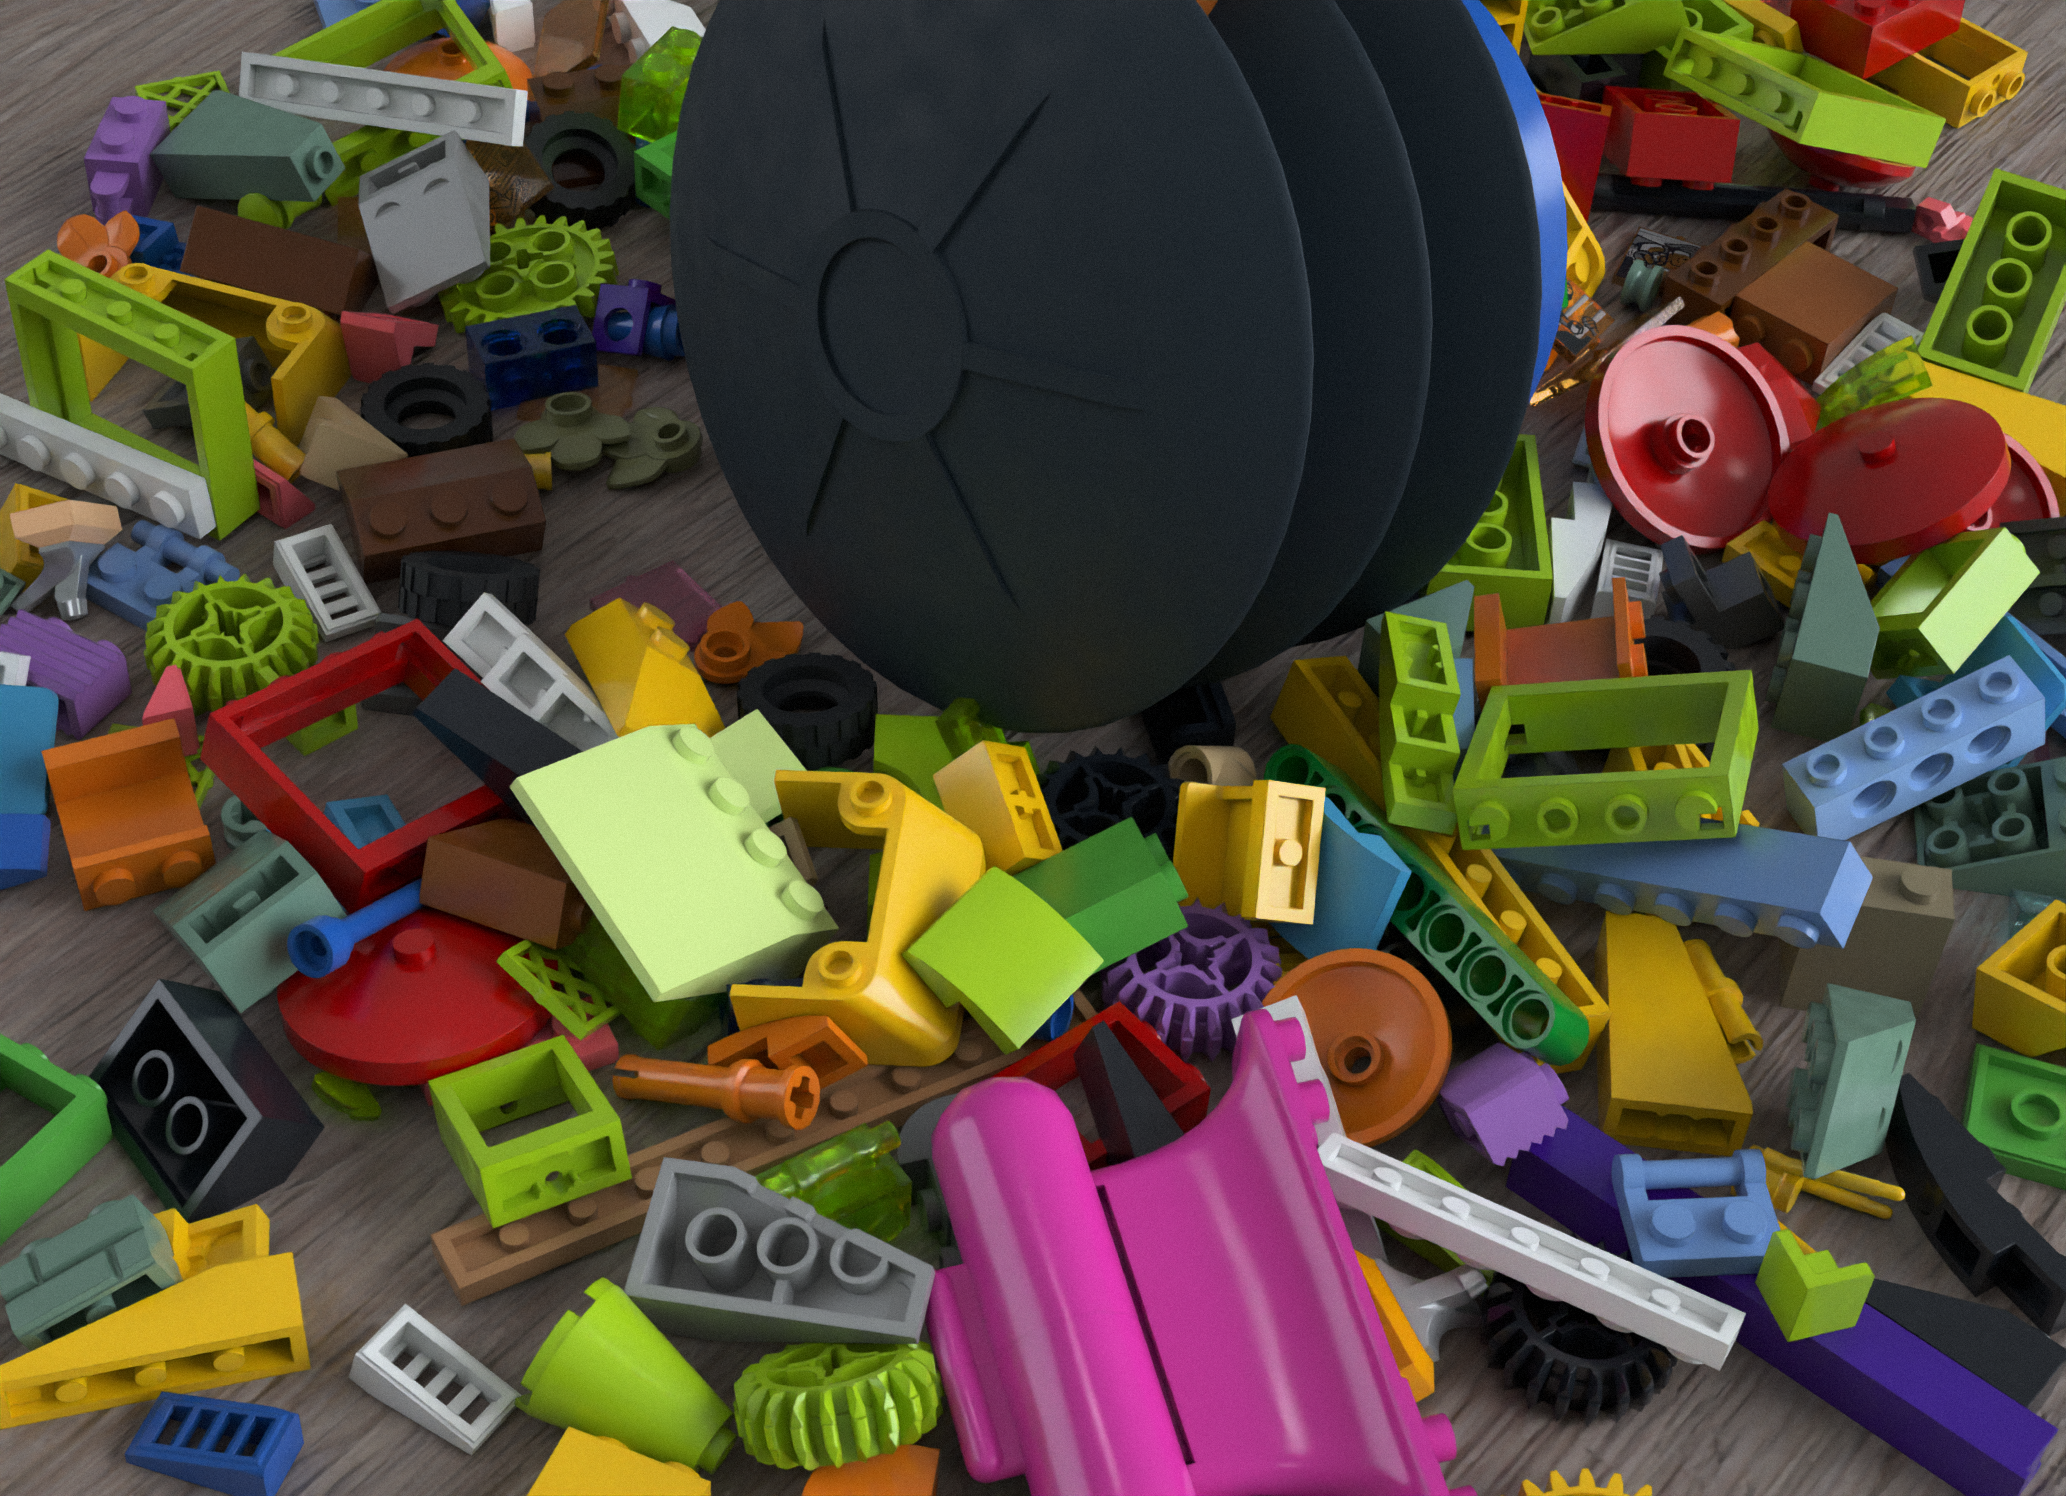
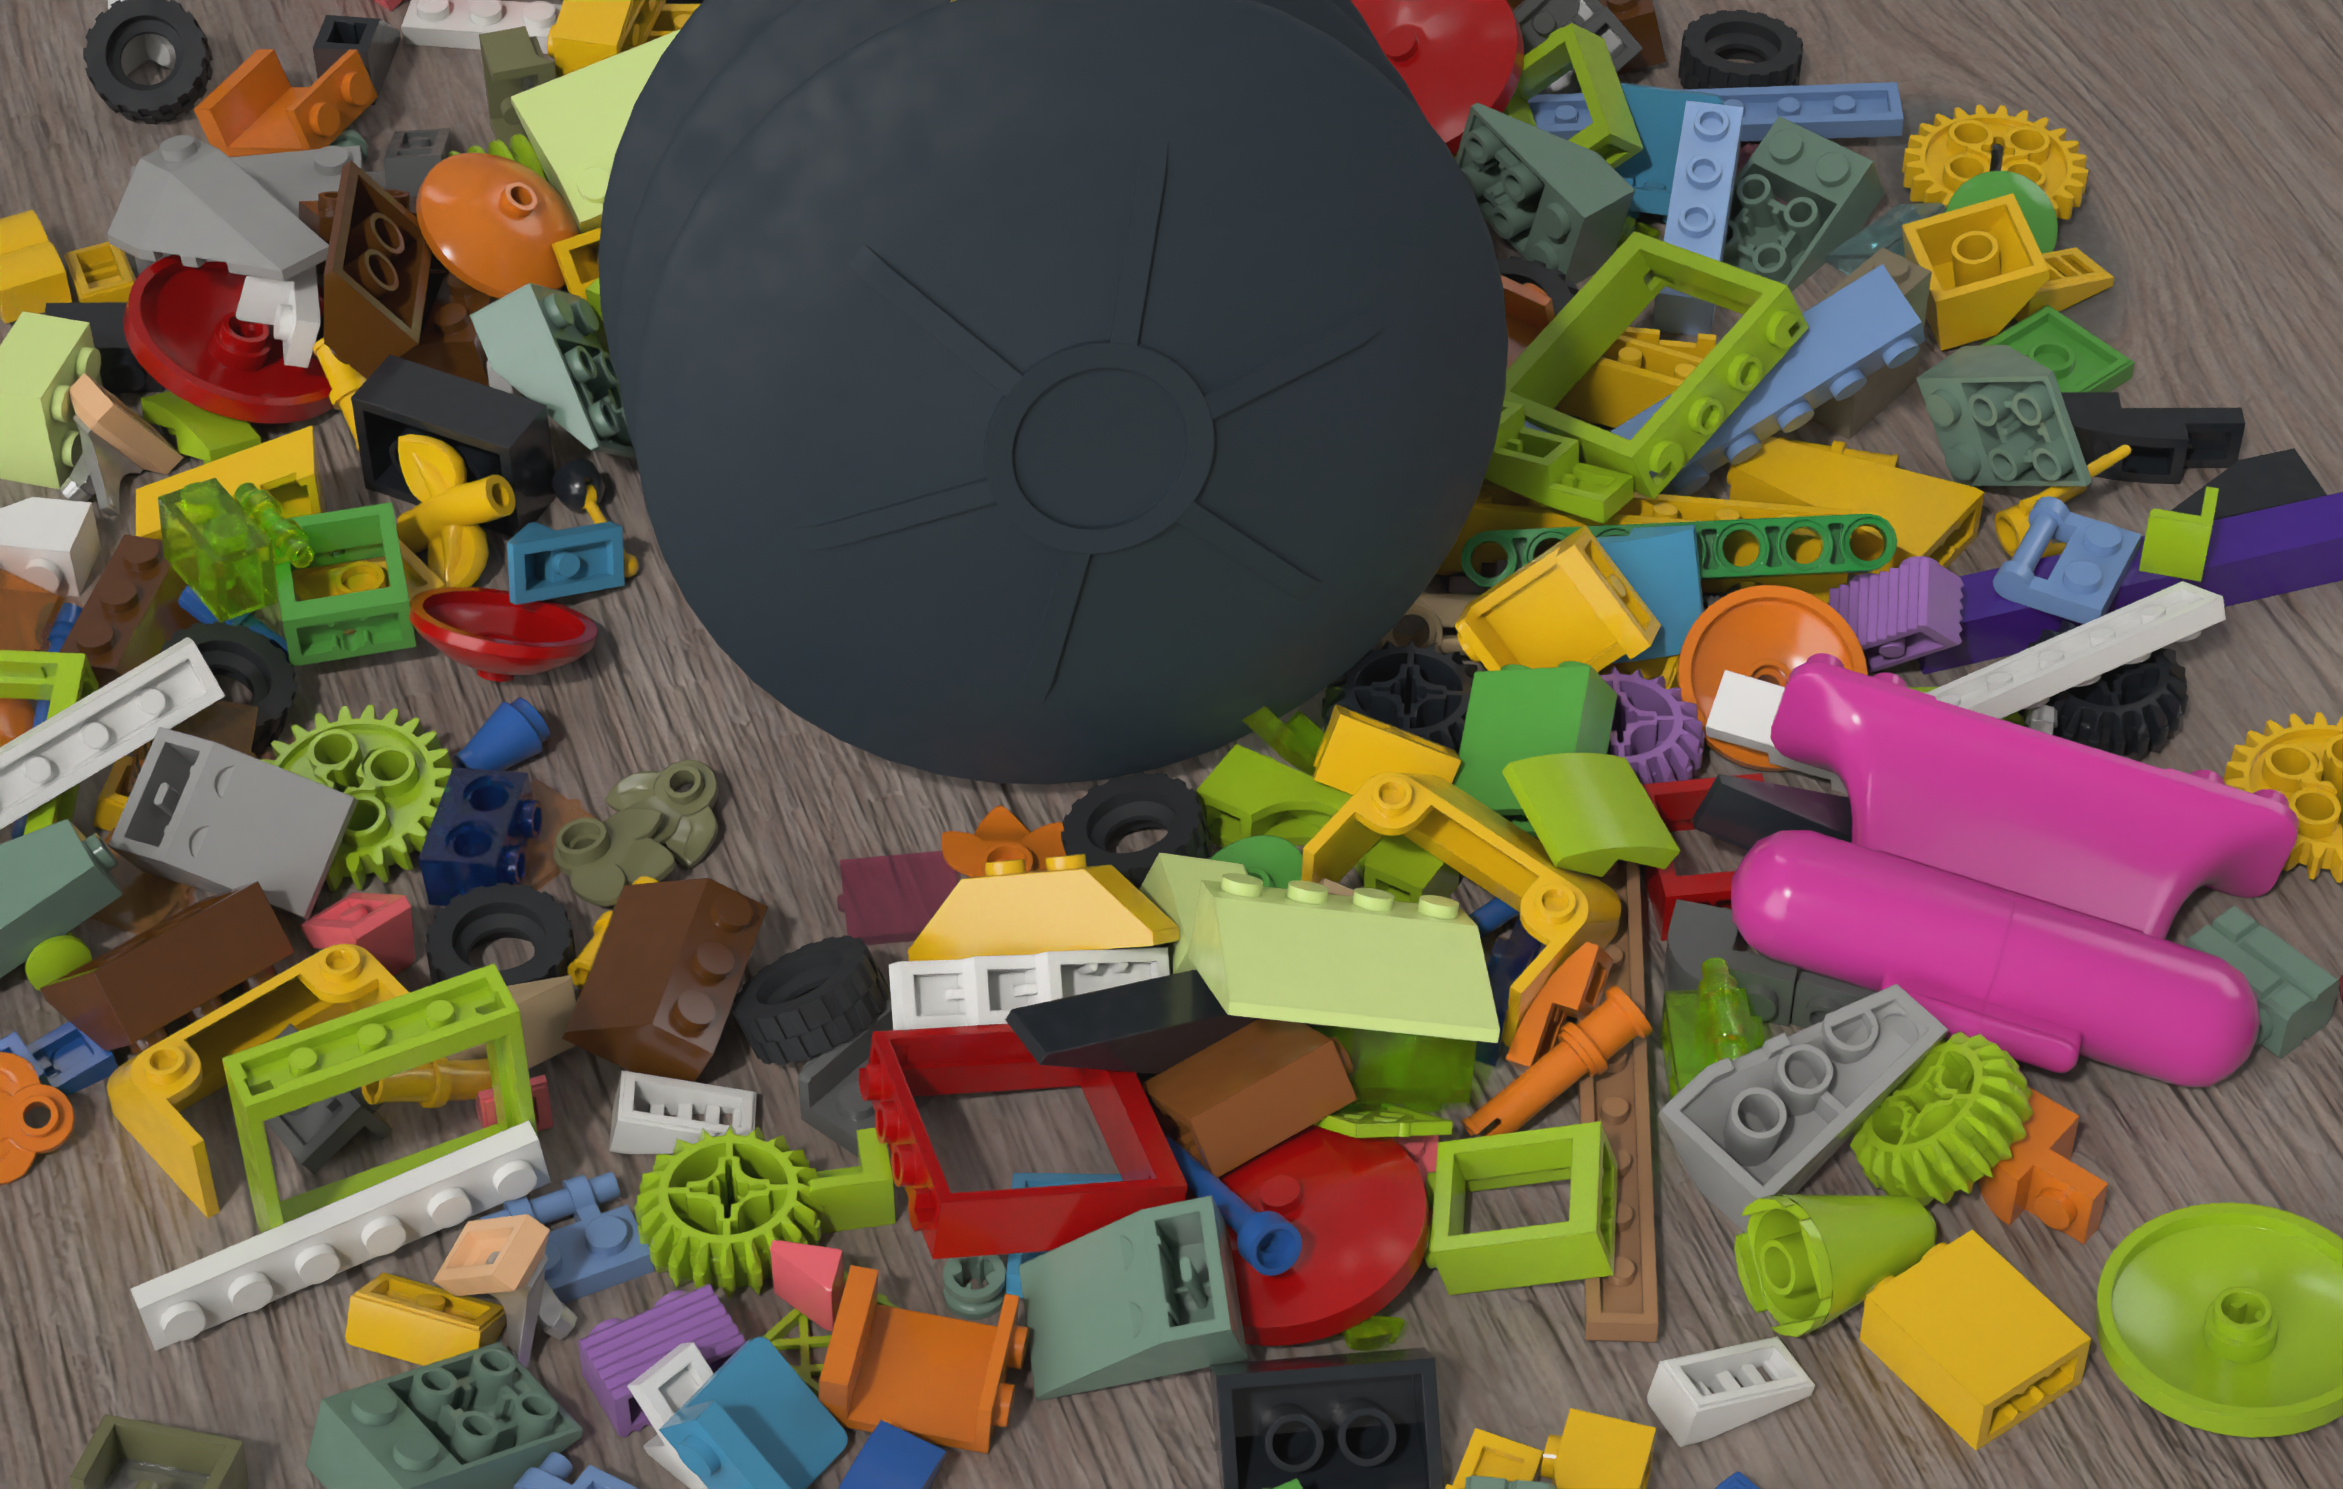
camera: 55 degrees left, 0 degrees up
(637, 300) = (468, 723): dark purple bracket -> none

